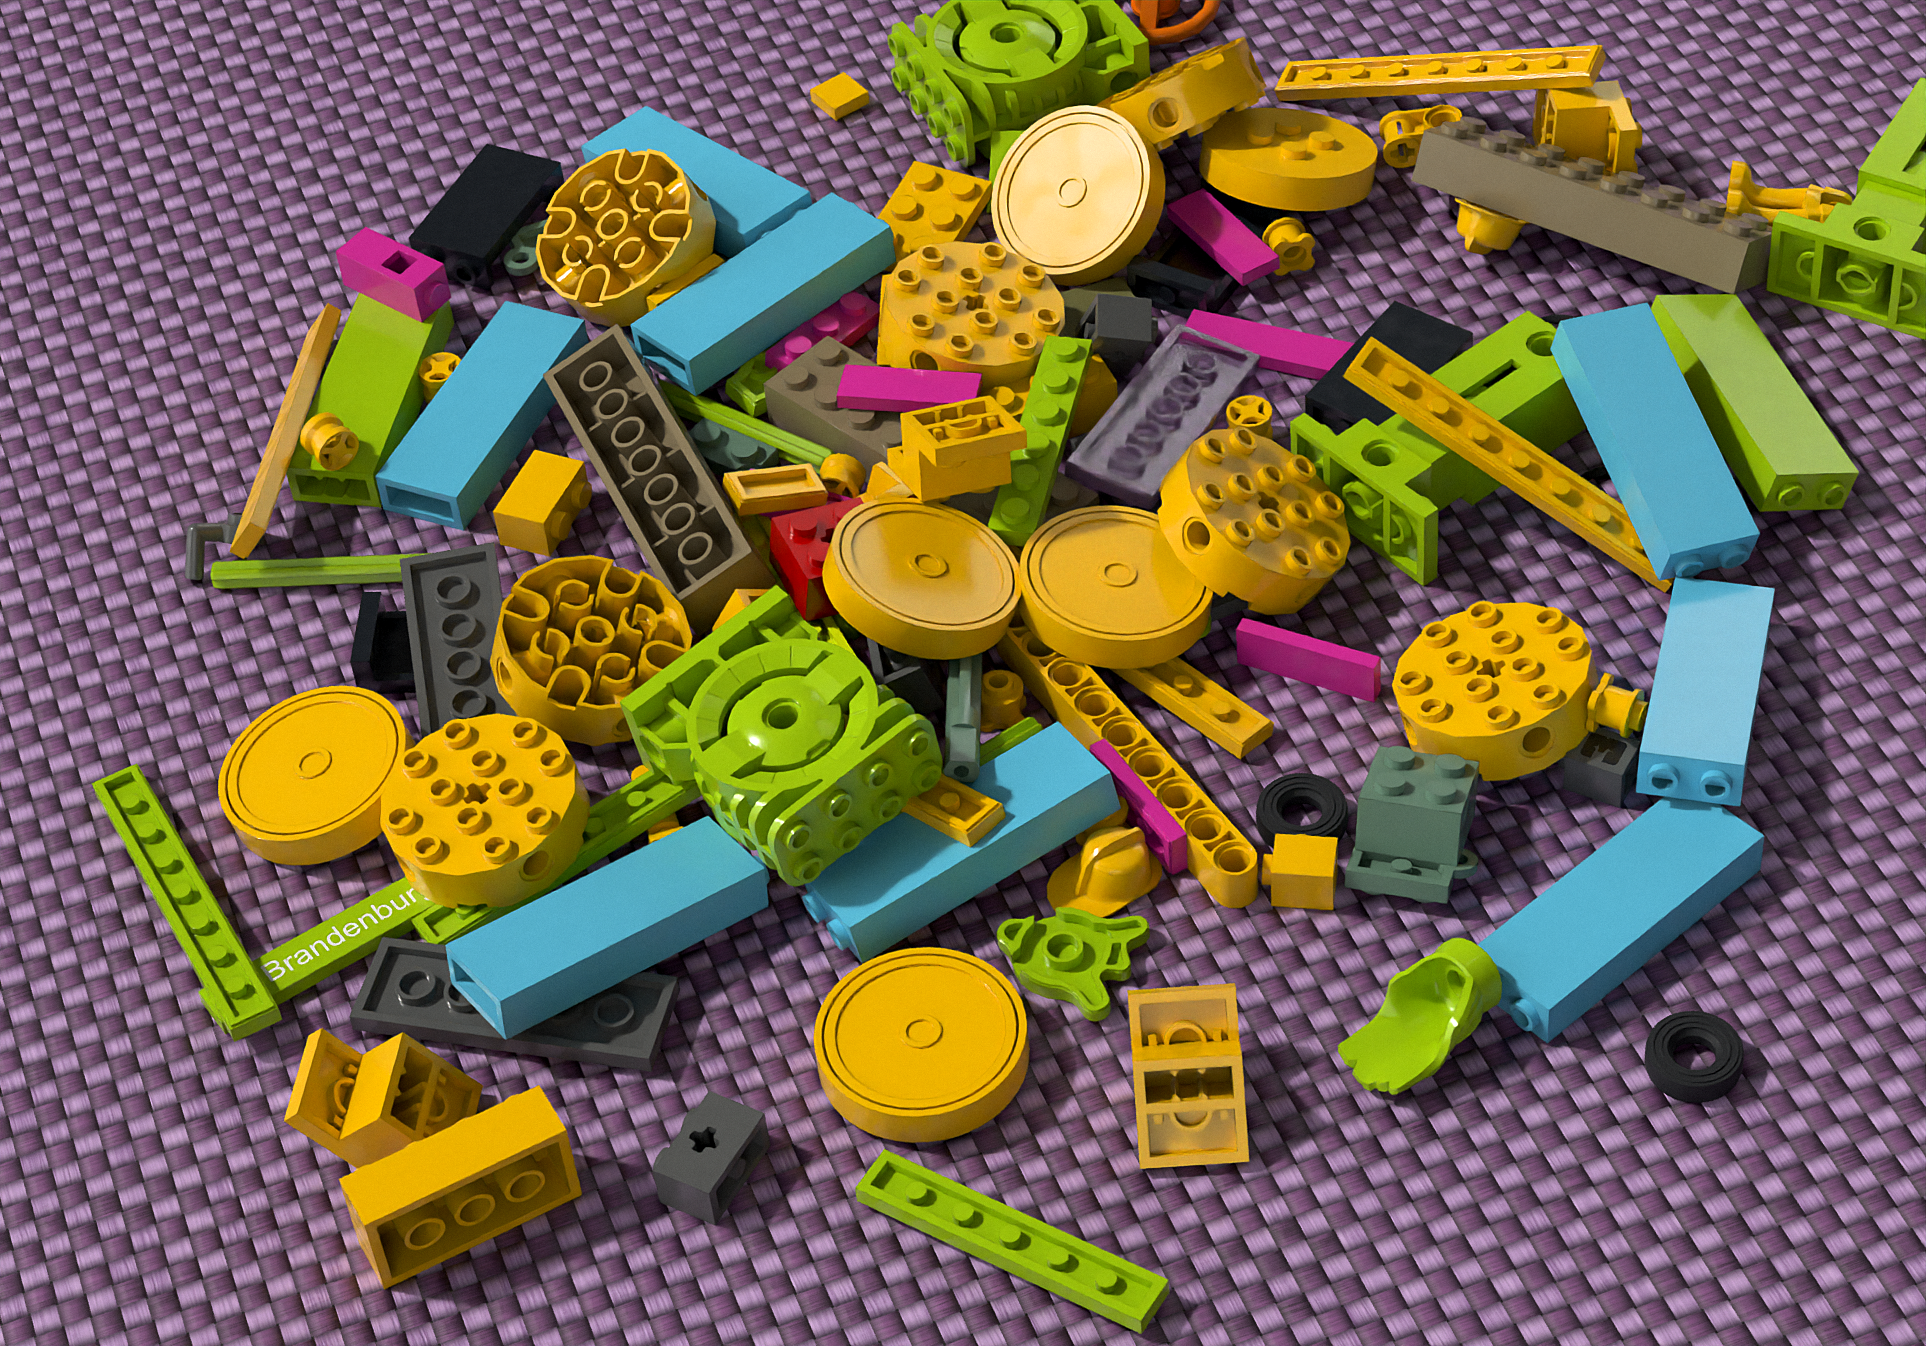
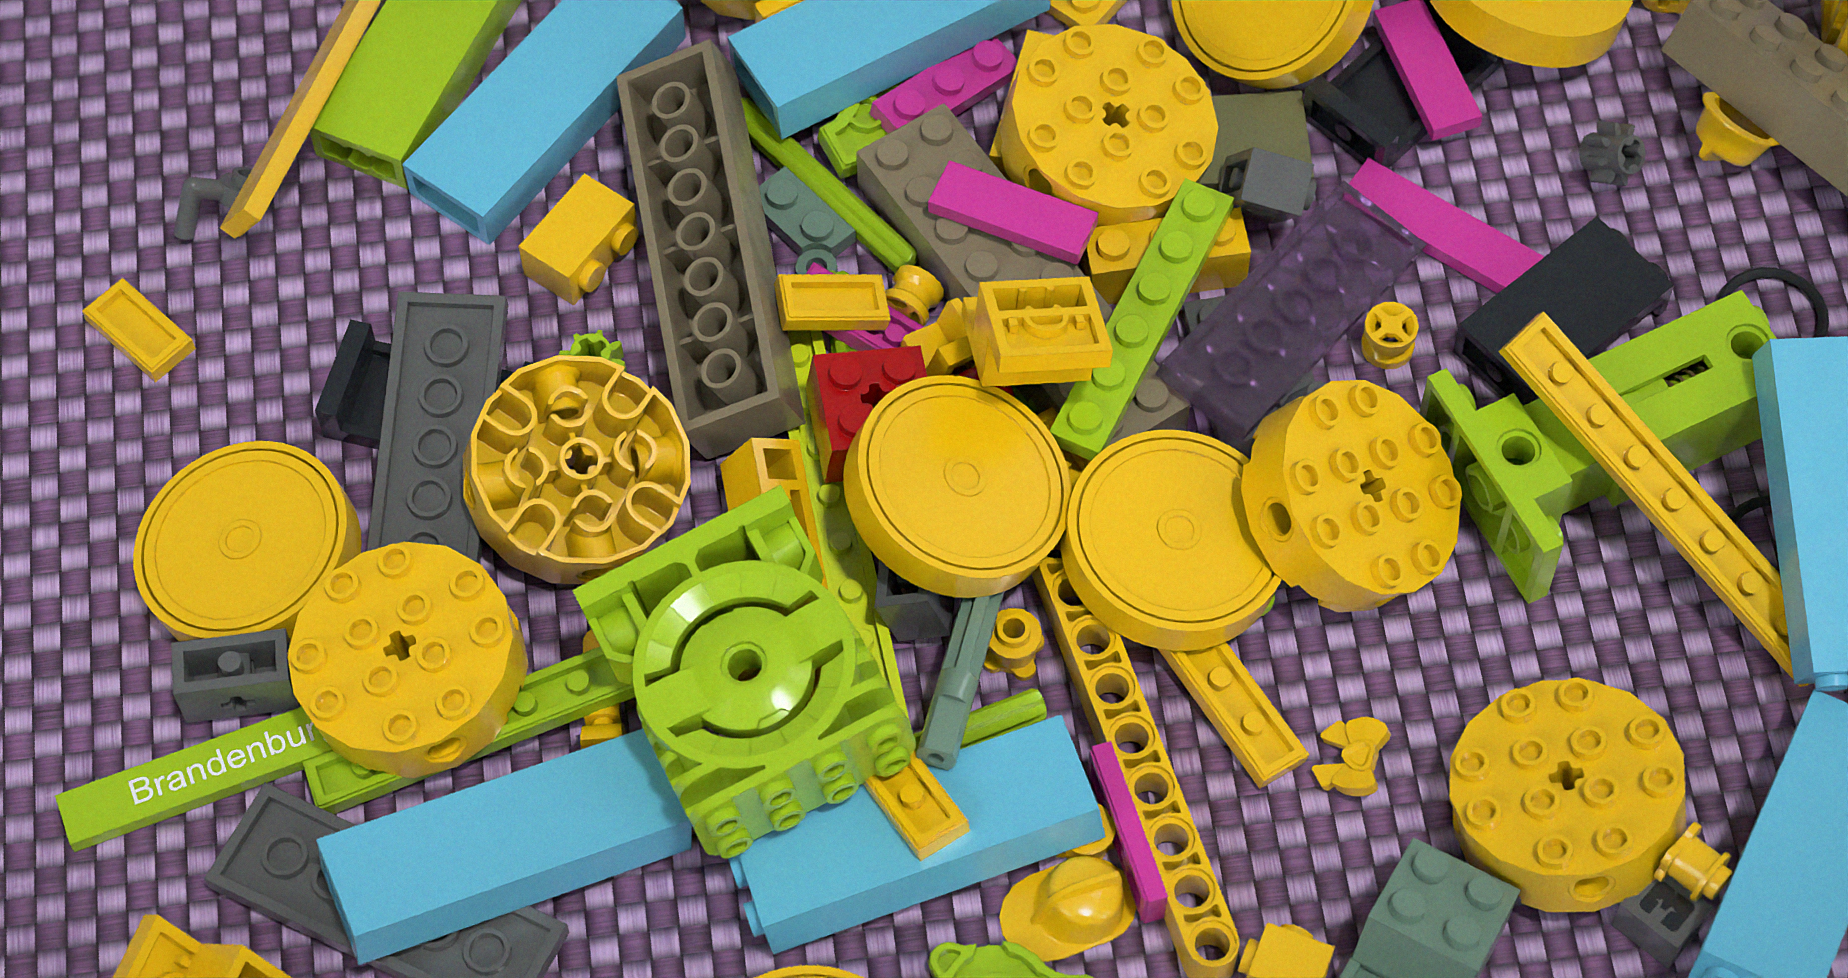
camera: 10 degrees right, 15 degrees up
(174, 651) = (138, 329): none -> yellow tile
(187, 903) = (70, 676): lime tile -> none
(308, 571) = (320, 264): lime axle -> none
(329, 441) = (359, 112): yellow wheel -> none
(335, 864) = (233, 675): none -> dark grey brick
(435, 371) = (507, 26): yellow wheel -> none
(1291, 244) = (1499, 96): yellow brick -> none
(1301, 789) = (1316, 853): black tyre -> none
(1308, 660) = (1370, 681): dark pink tile -> none
(1315, 708) = (1361, 744): none -> yellow piece
(1393, 261) = (1612, 153): none -> dark grey gear

